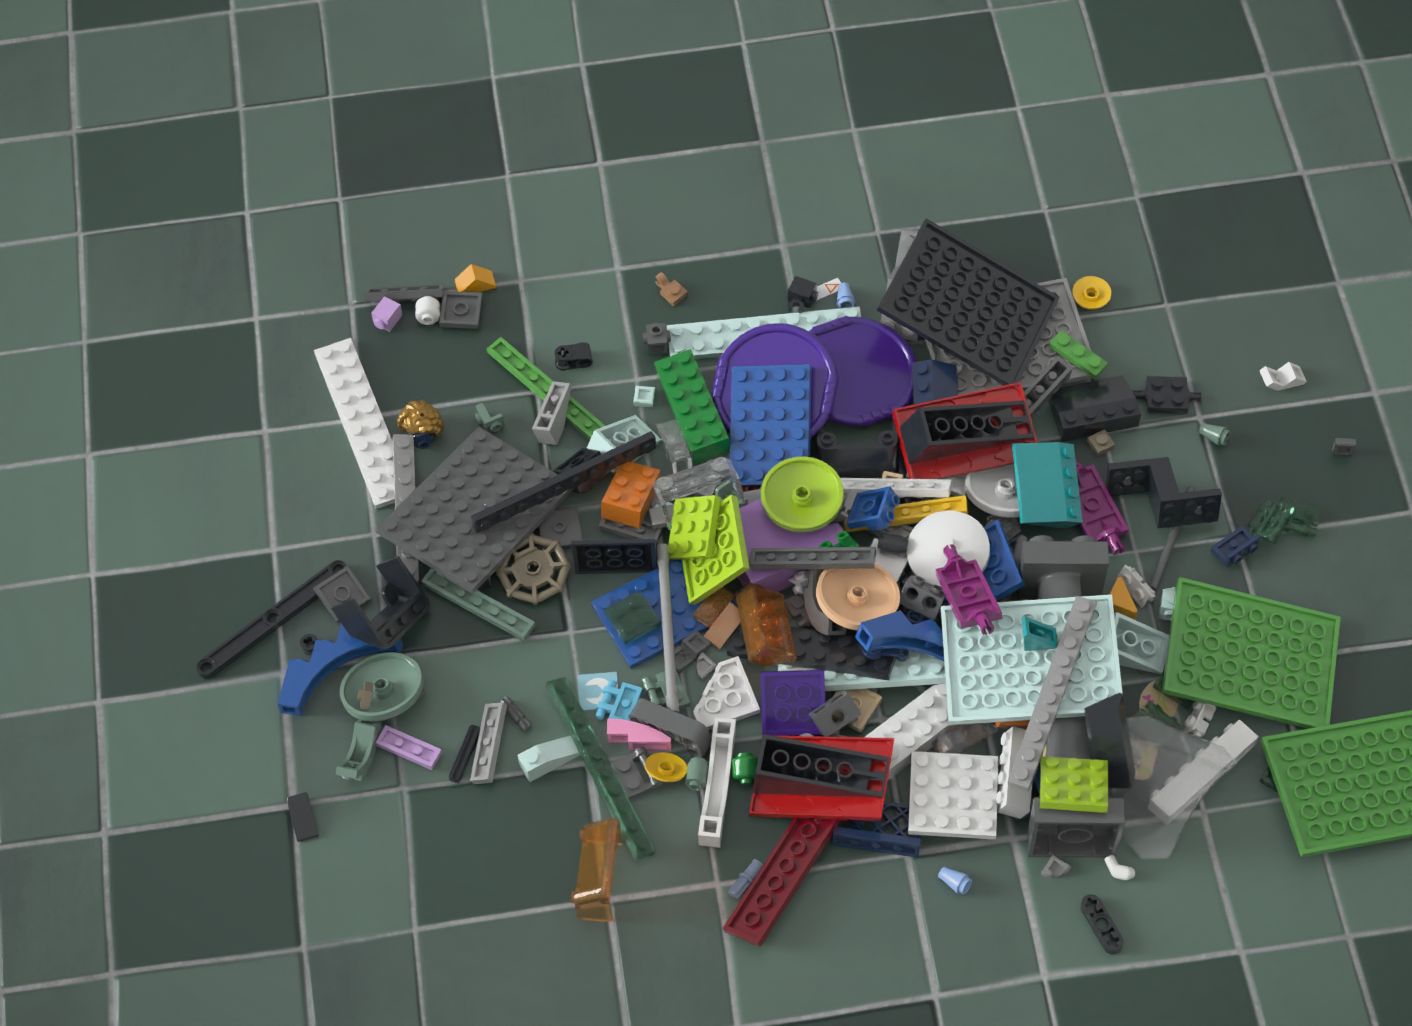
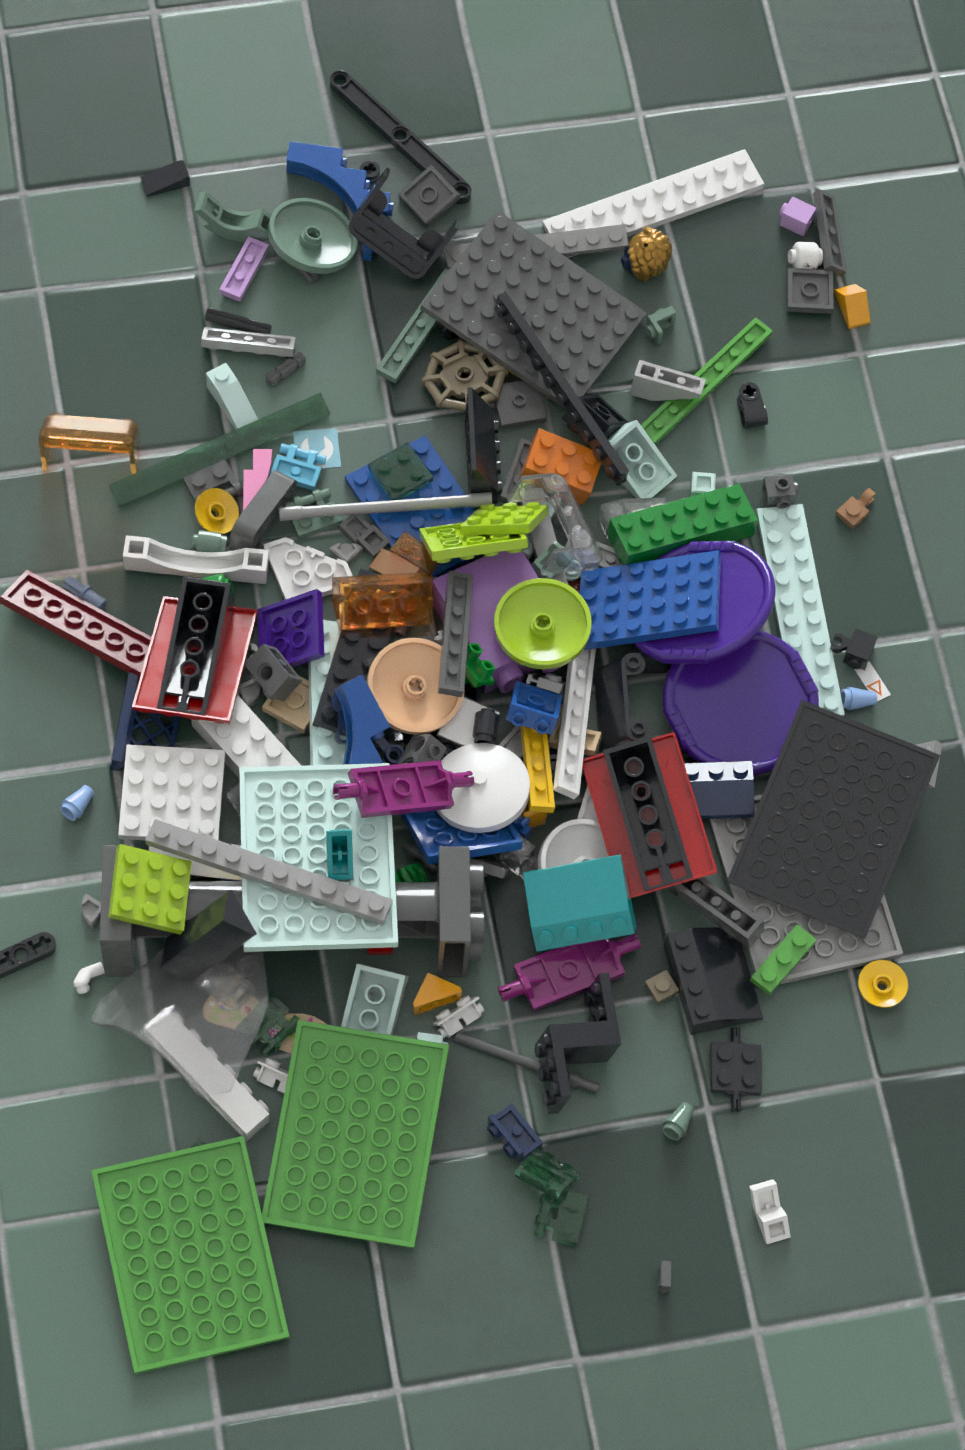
camera: 80 degrees right, 5 degrees up
(365, 695) = (295, 217): dark tan plate -> none

